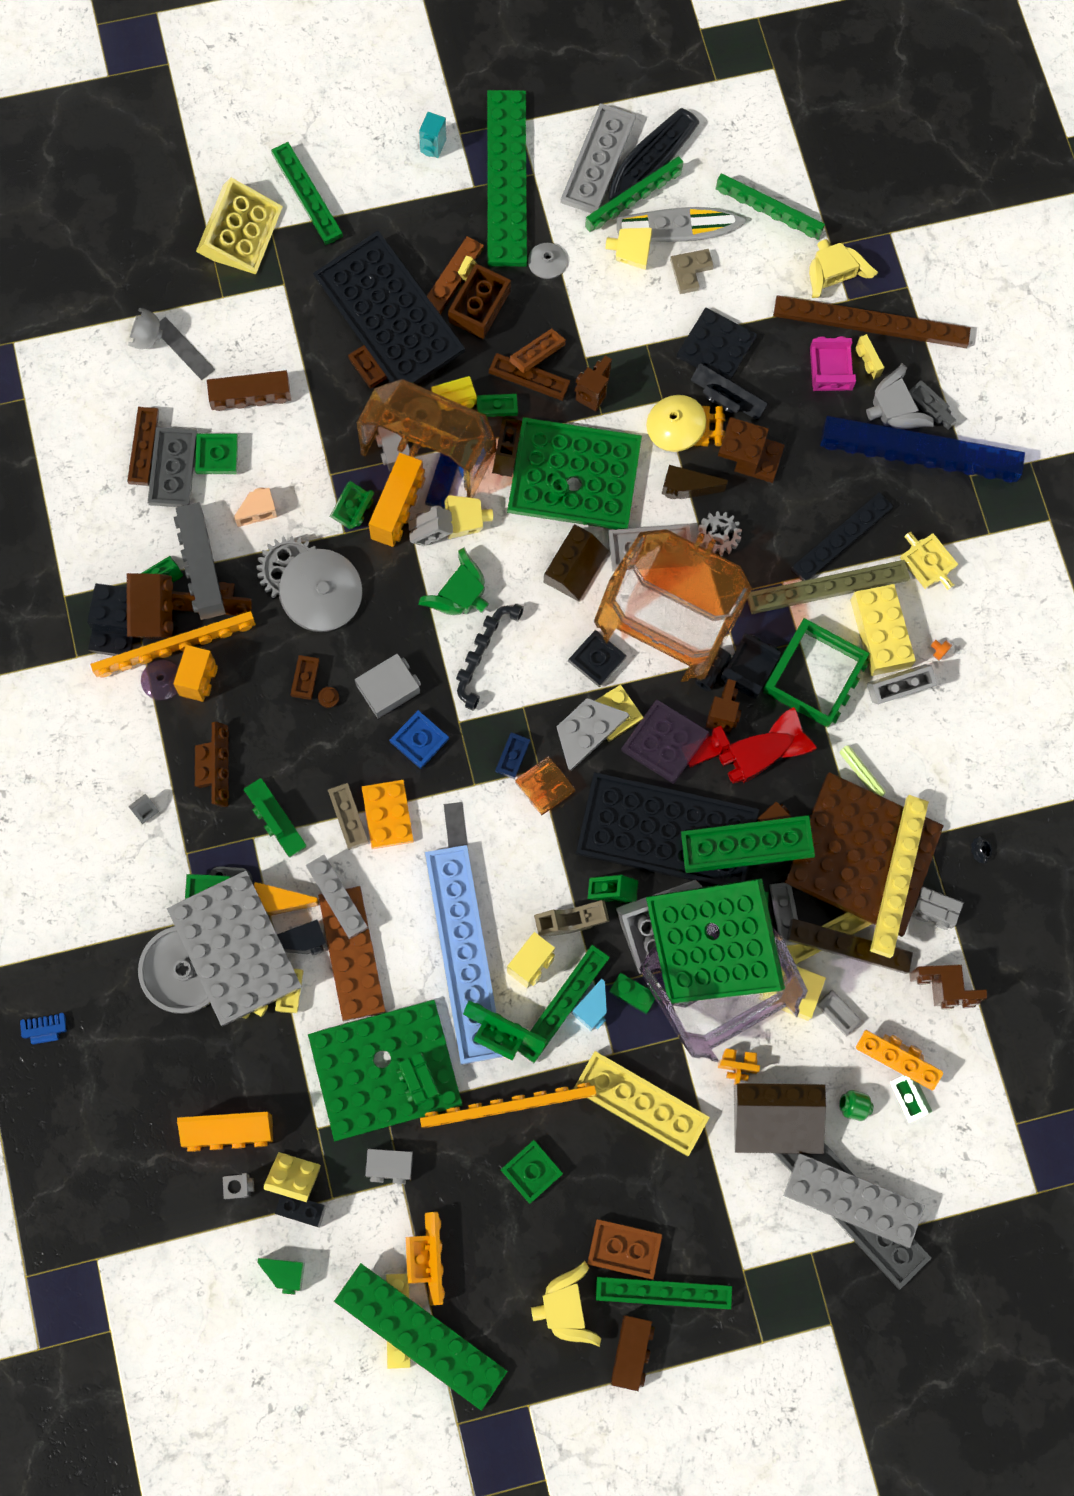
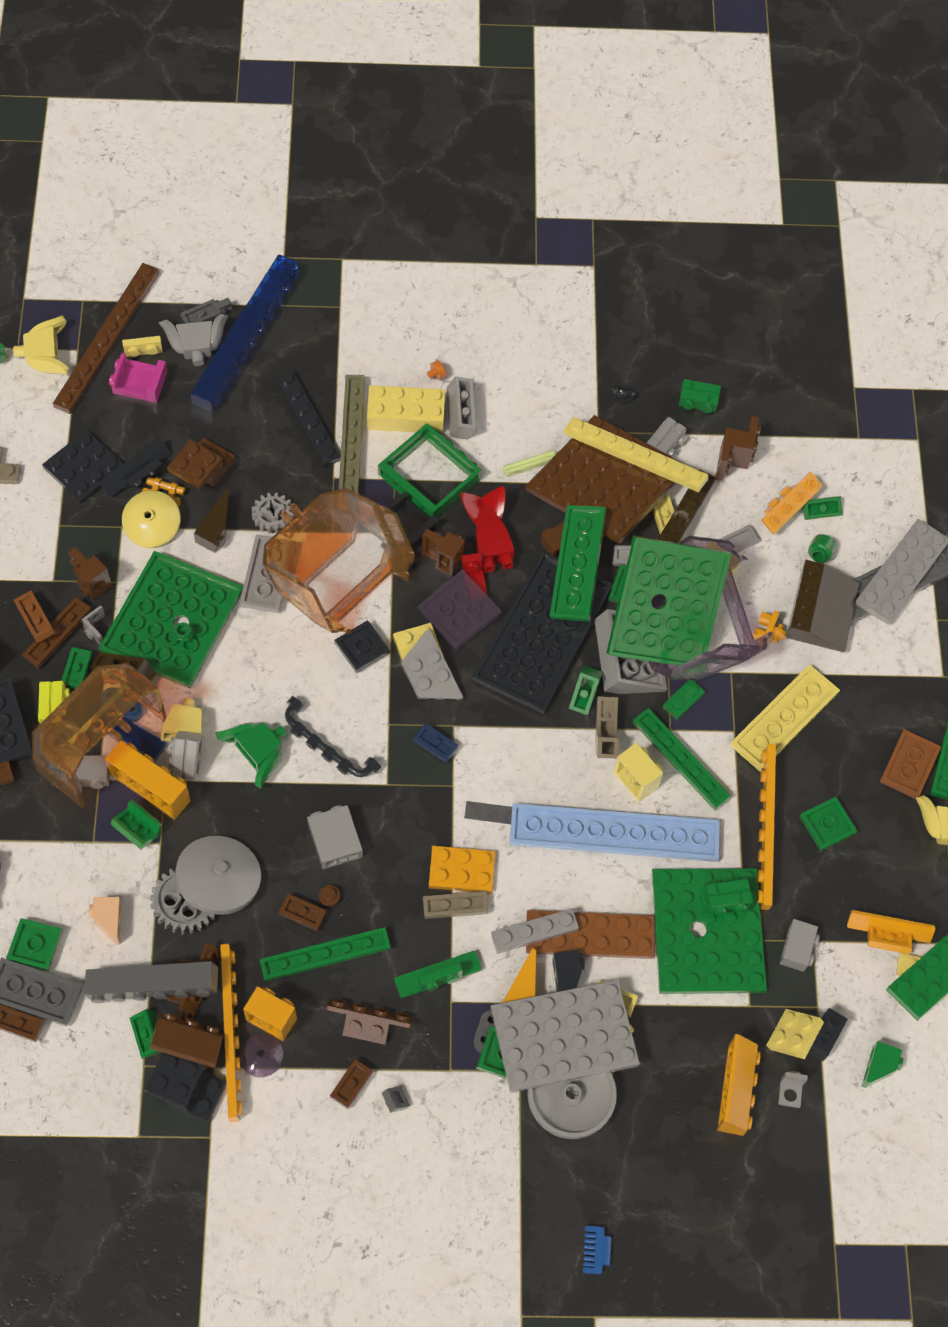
camera: 75 degrees left, 10 degrees down
(149, 765) = (351, 1084): none -> reddish brown plate
(269, 709) = (325, 954): none -> green plate
(419, 739) = (396, 821): blue plate -> none
(501, 1034) = (700, 814): green bracket -> none
(545, 785) = (472, 722): clear orange slope -> none
(546, 399) = (89, 630): none -> light grey bracket
(575, 563) = (261, 641): dark brown slope -> none
(592, 1007) = (690, 733): medium azure slope -> none
(929, 561) = (352, 357): light yellow plate -> none
(1005, 932) = (699, 396): none -> green brick

